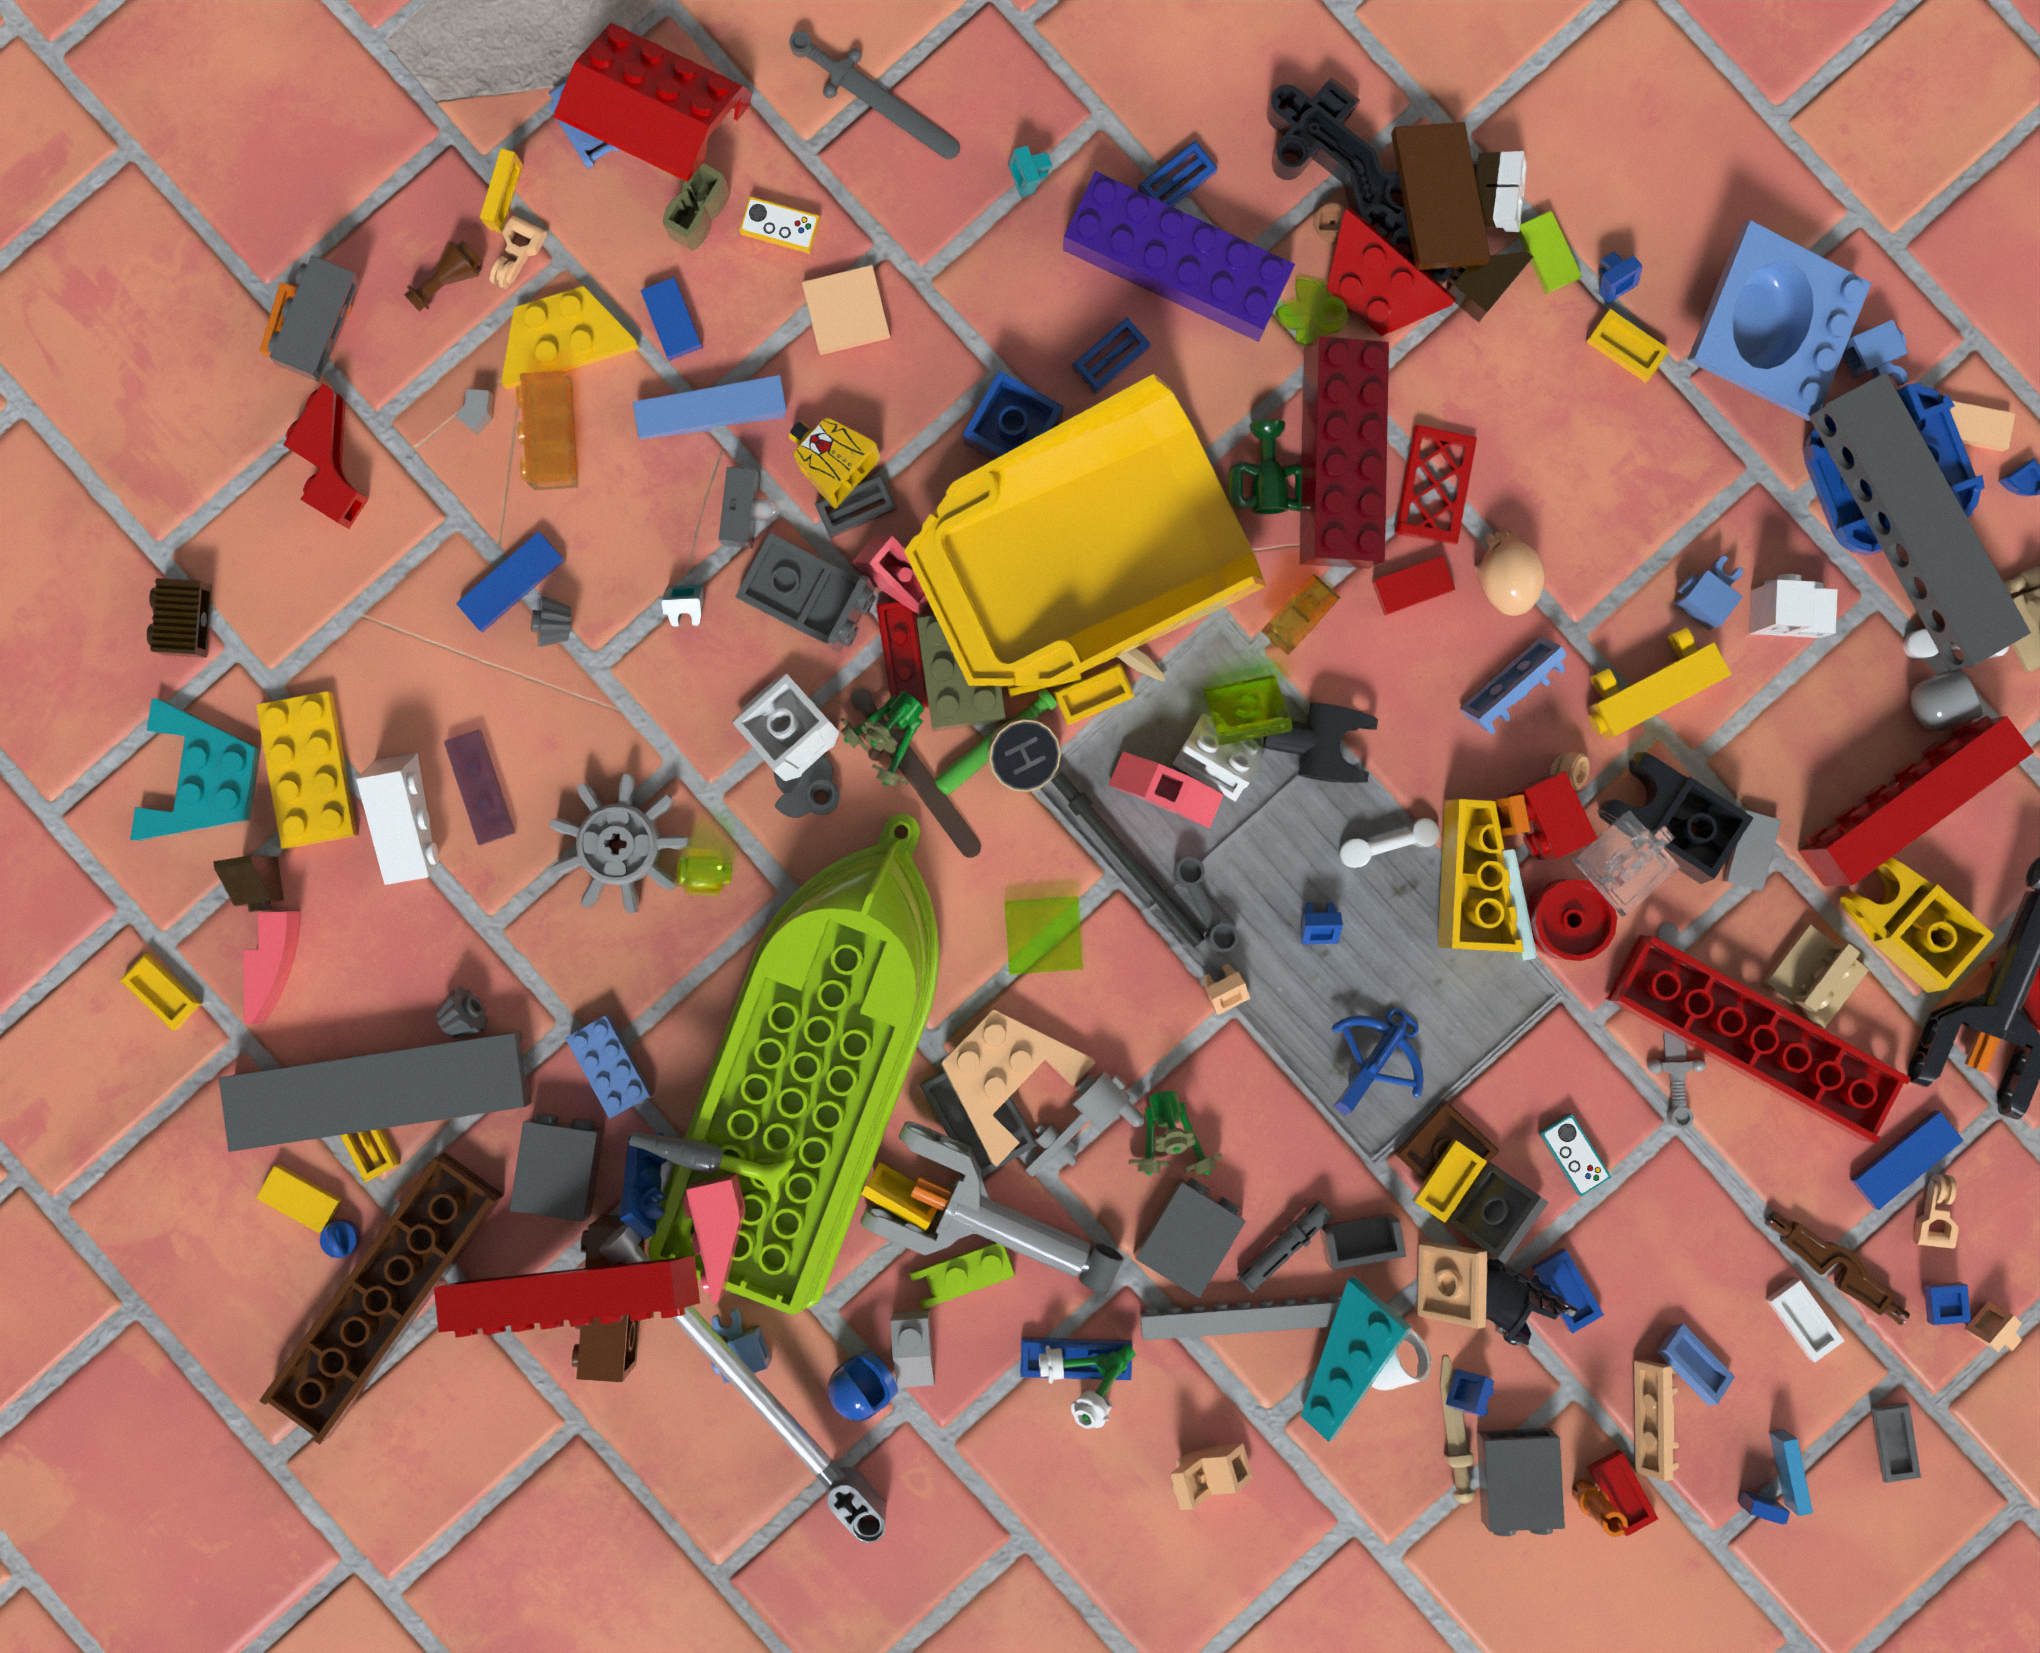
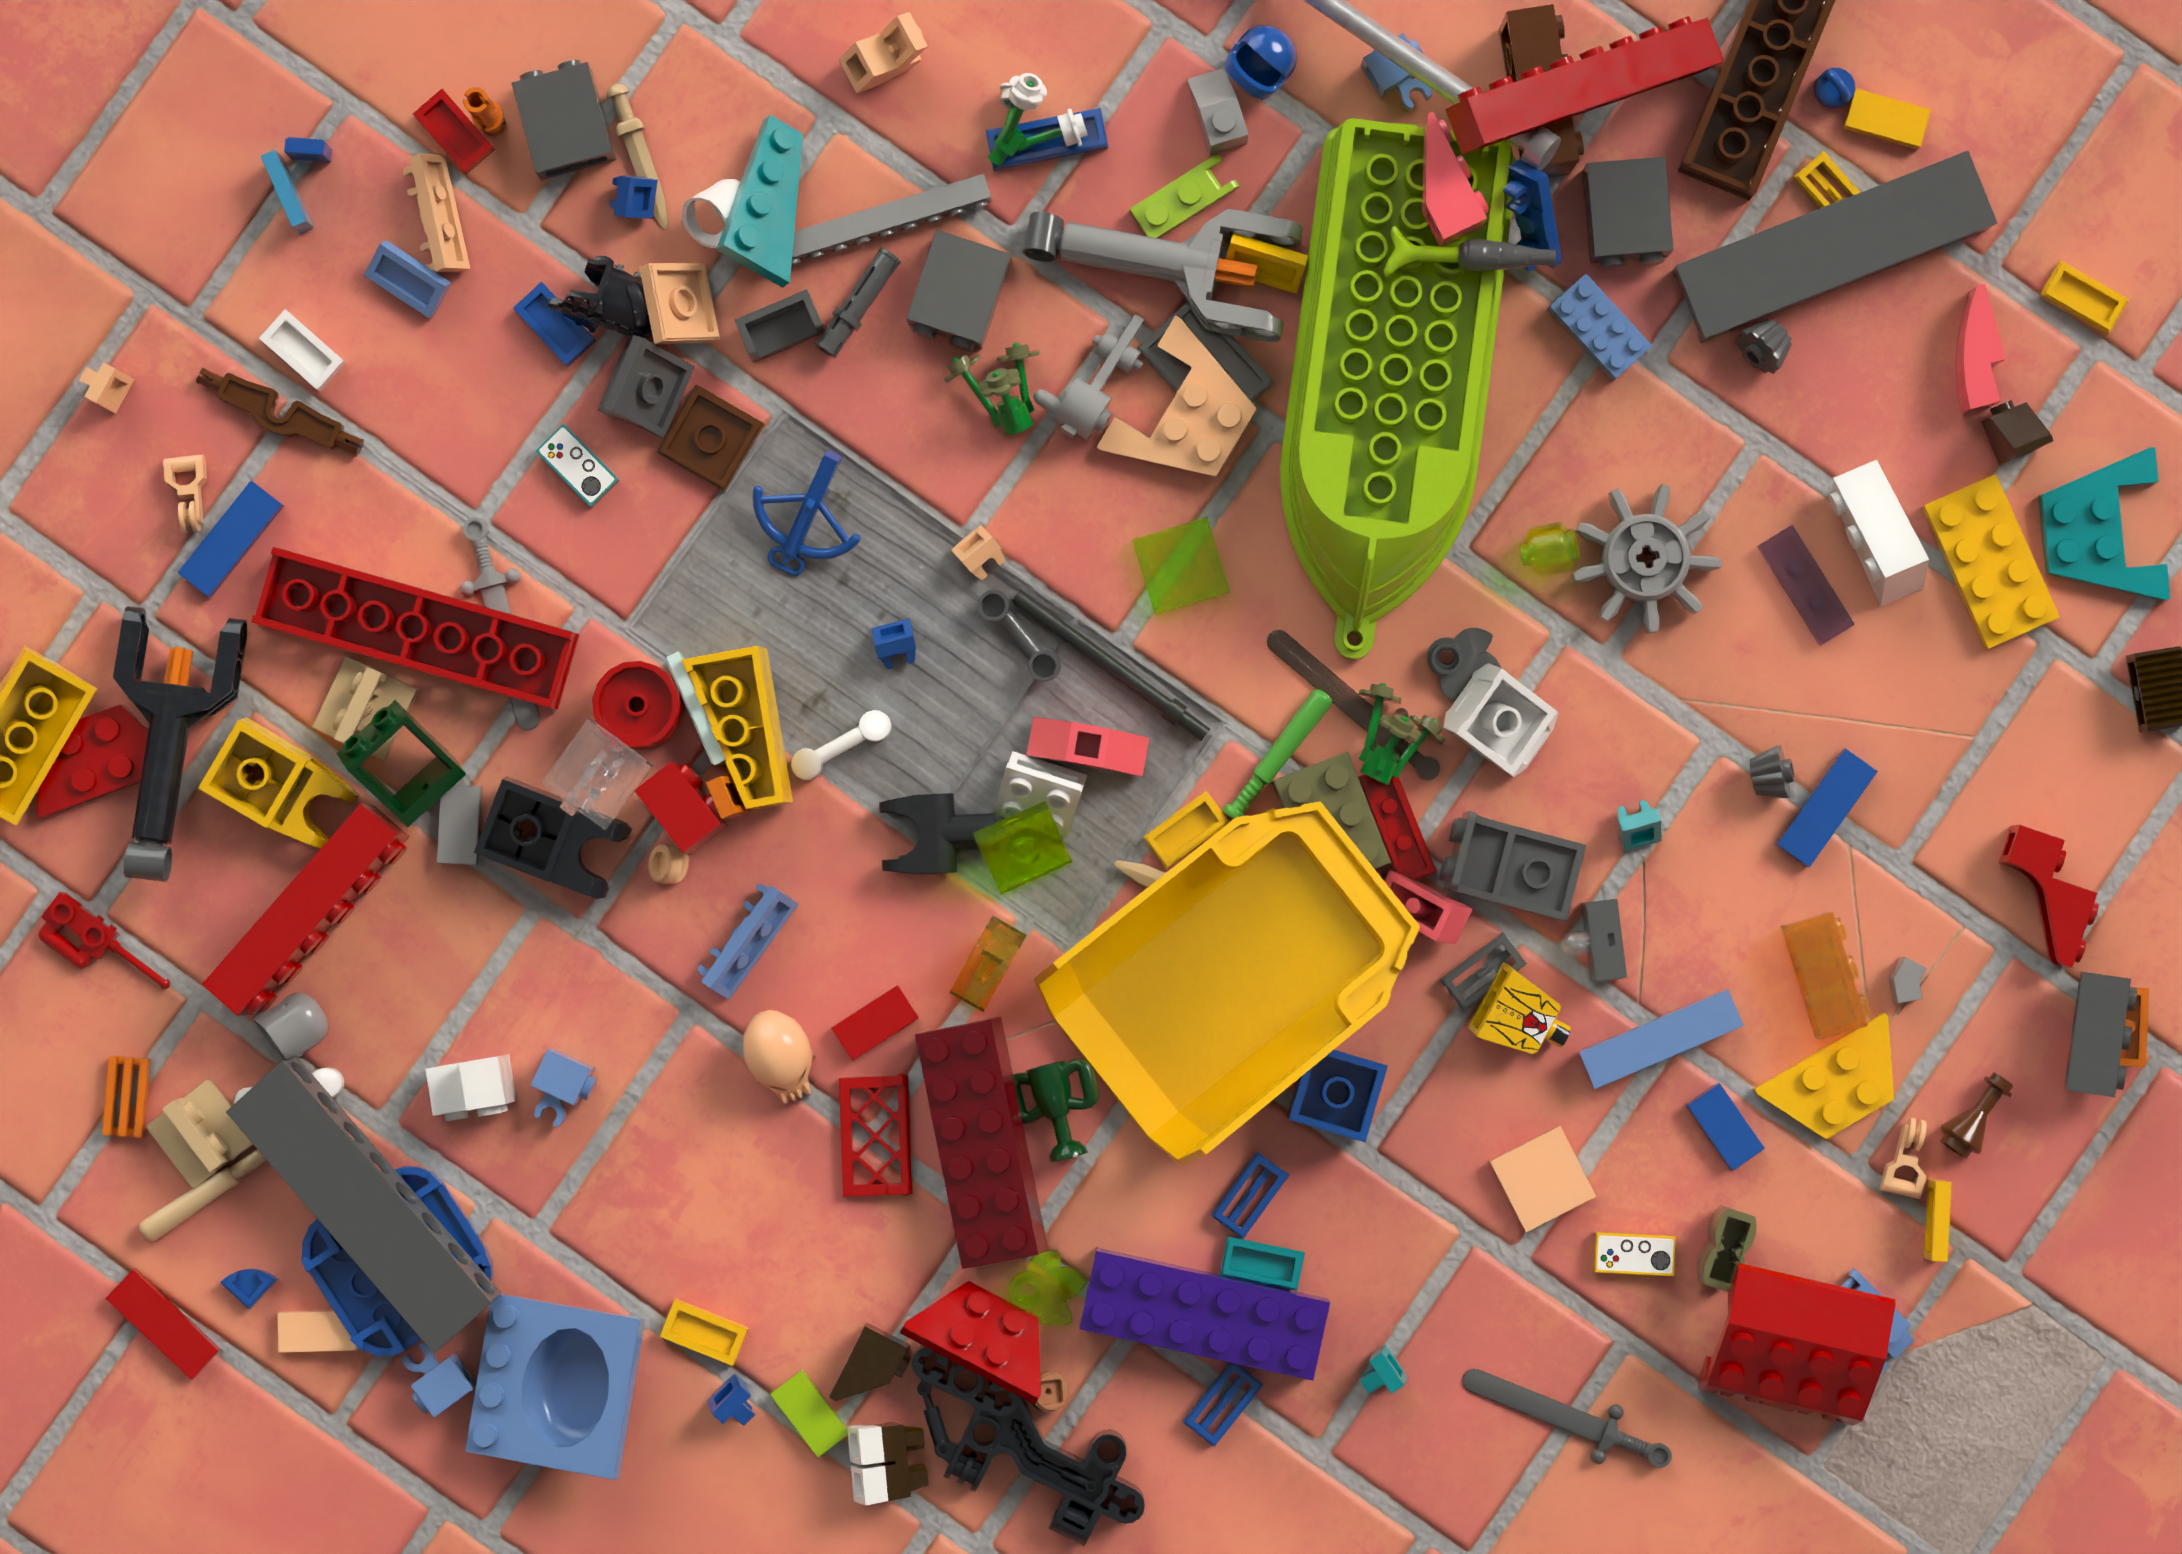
camera: 170 degrees right, 0 degrees up
(1023, 754) = (1245, 748): black tile -> none
(1114, 291) = (1262, 1263): none -> teal tile
(1440, 195) = (942, 1437): reddish brown tile -> none
(1449, 1180) = (704, 408): yellow tile -> none
(1657, 691) = (596, 968): yellow brick -> none
(1785, 886) = (424, 787): none -> dark green window
(1896, 1442) = (183, 246): flat silver tile -> none
(1947, 1303) = (163, 400): blue tile -> none

